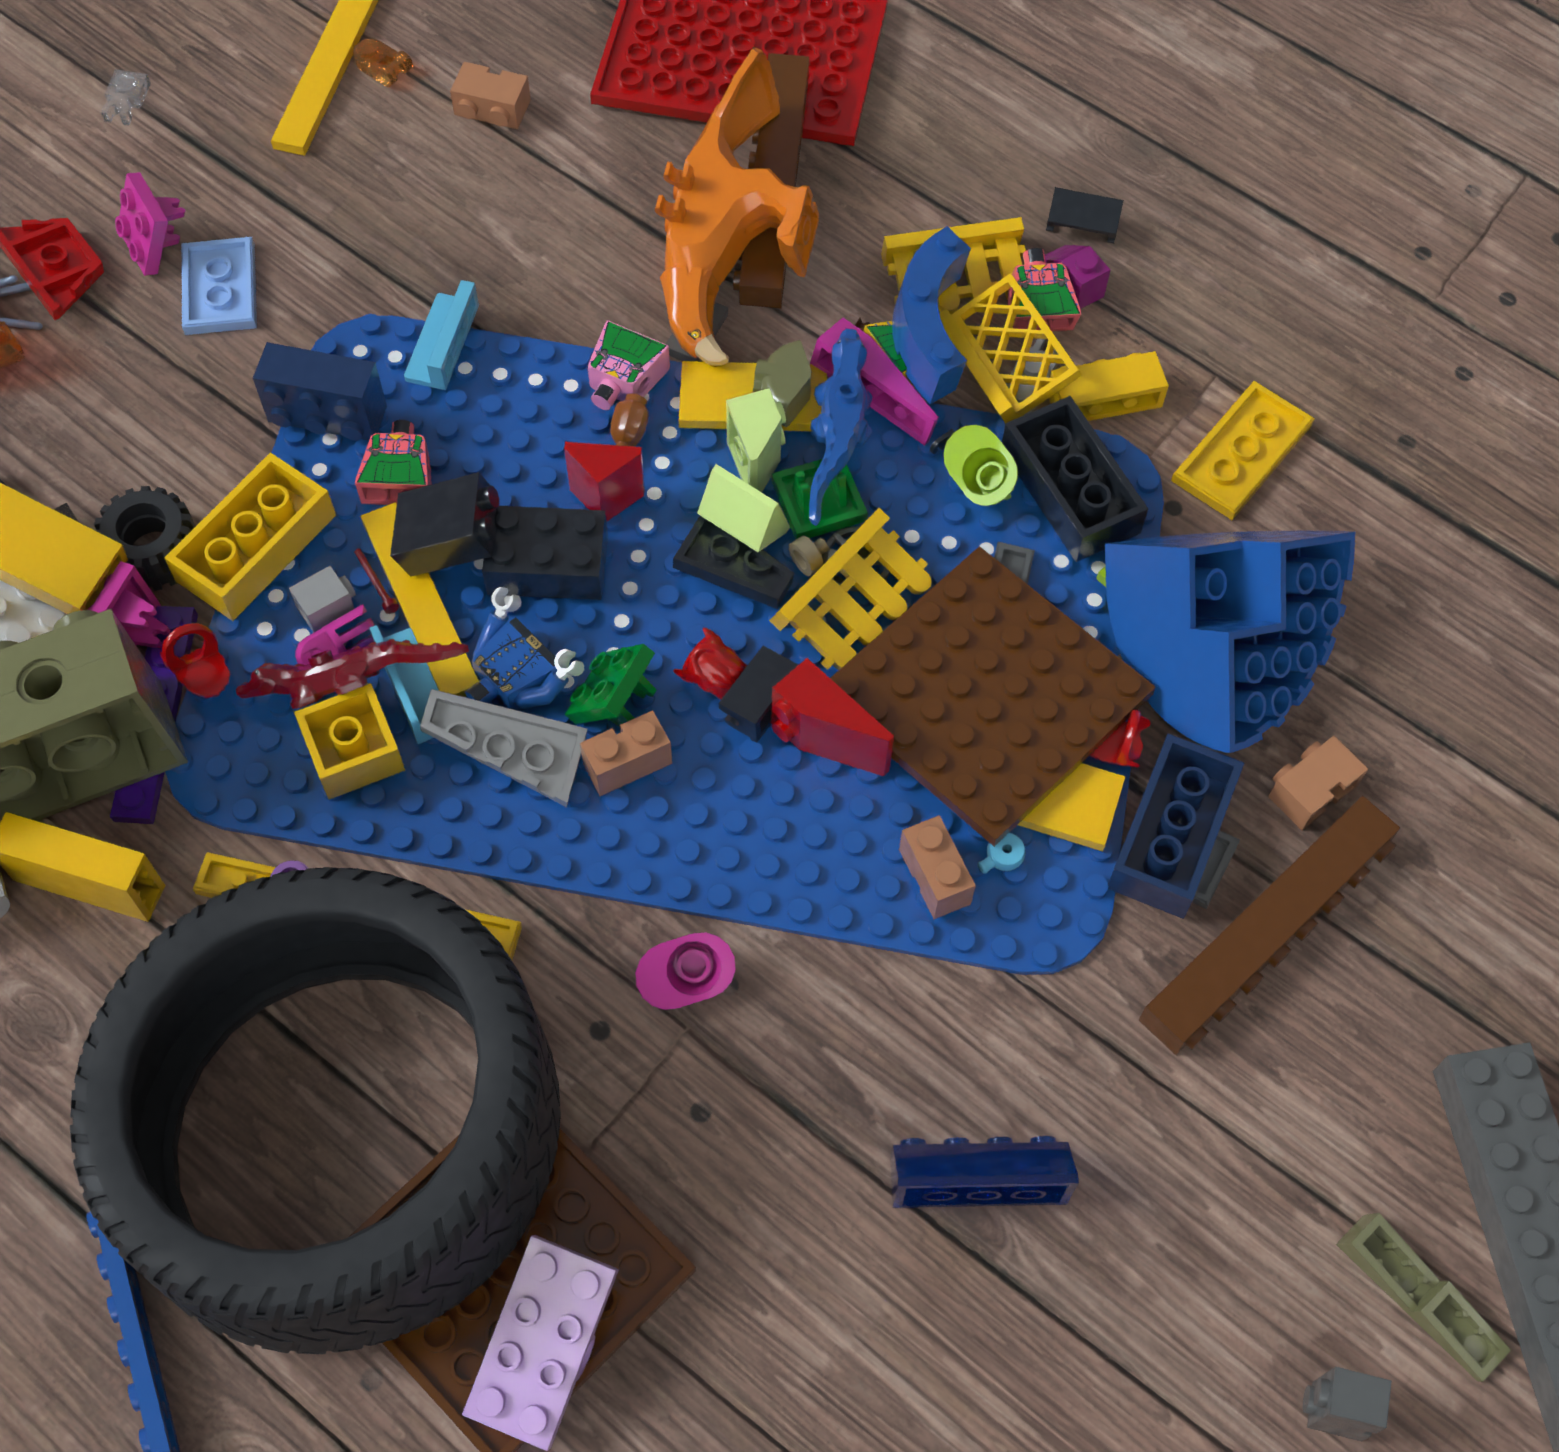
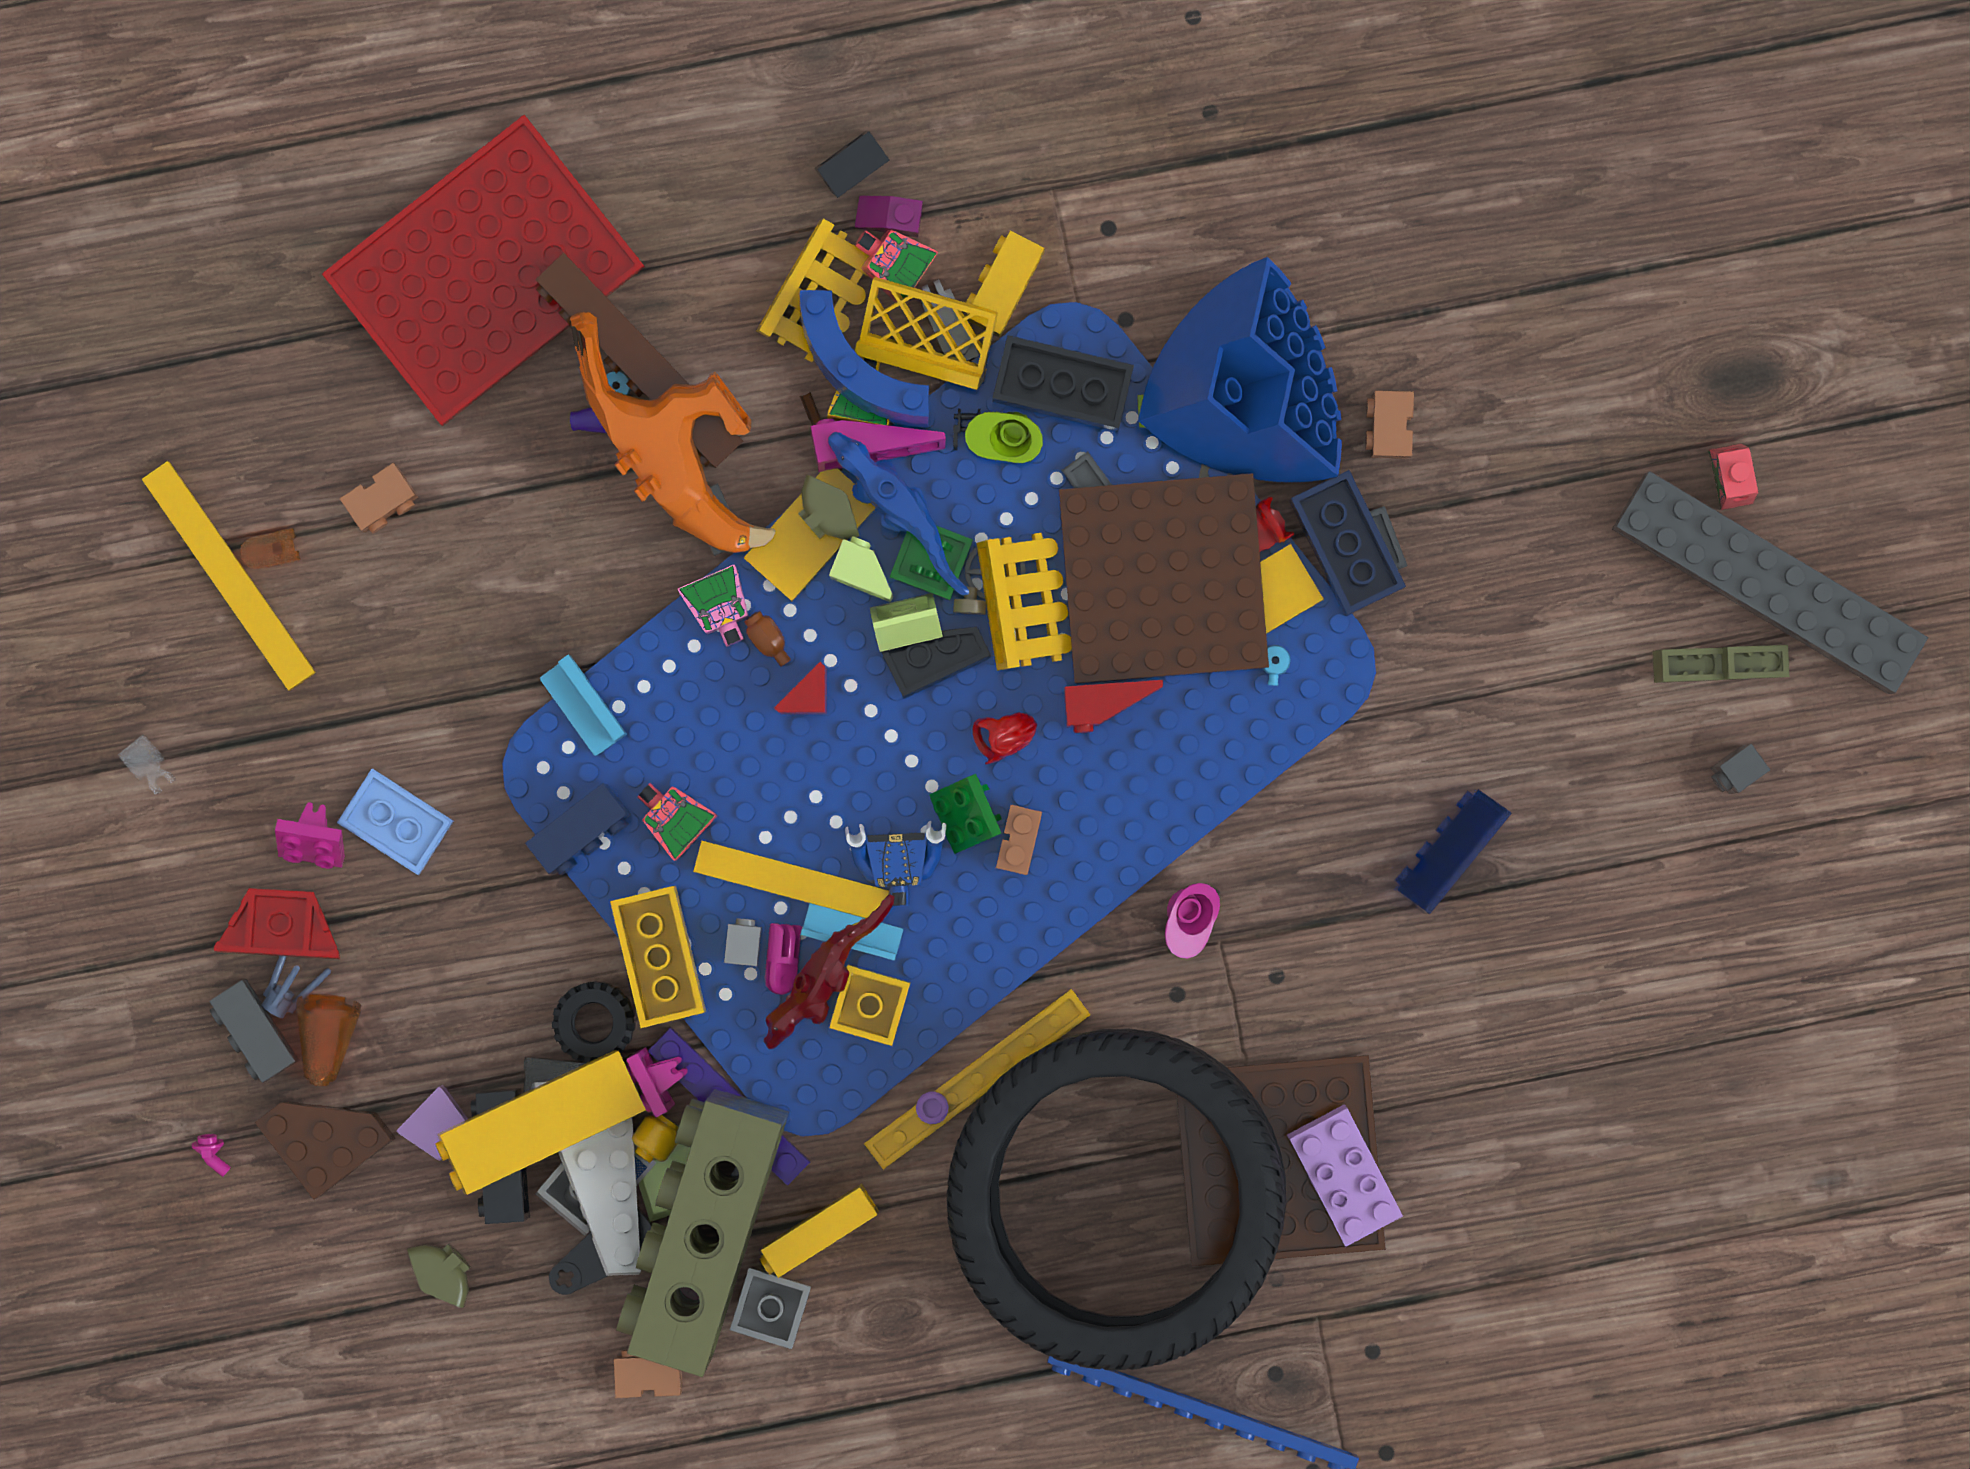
camera: 45 degrees left, 25 degrees up
(202, 670) = (730, 1058): red piece -> none
(389, 604) = (776, 902): dark red piece -> none
(444, 524) = (763, 829): black brick -> none
(515, 743) = (955, 901): light grey wing -> none
(548, 553) = (827, 774): black brick -> none
(750, 696) = (1045, 721): black hinge -> none
(937, 867) = (1253, 715): nougat brick -> none
(1242, 450) = (1124, 232): yellow tile -> none
(1268, 925) = (1452, 541): reddish brown brick -> none

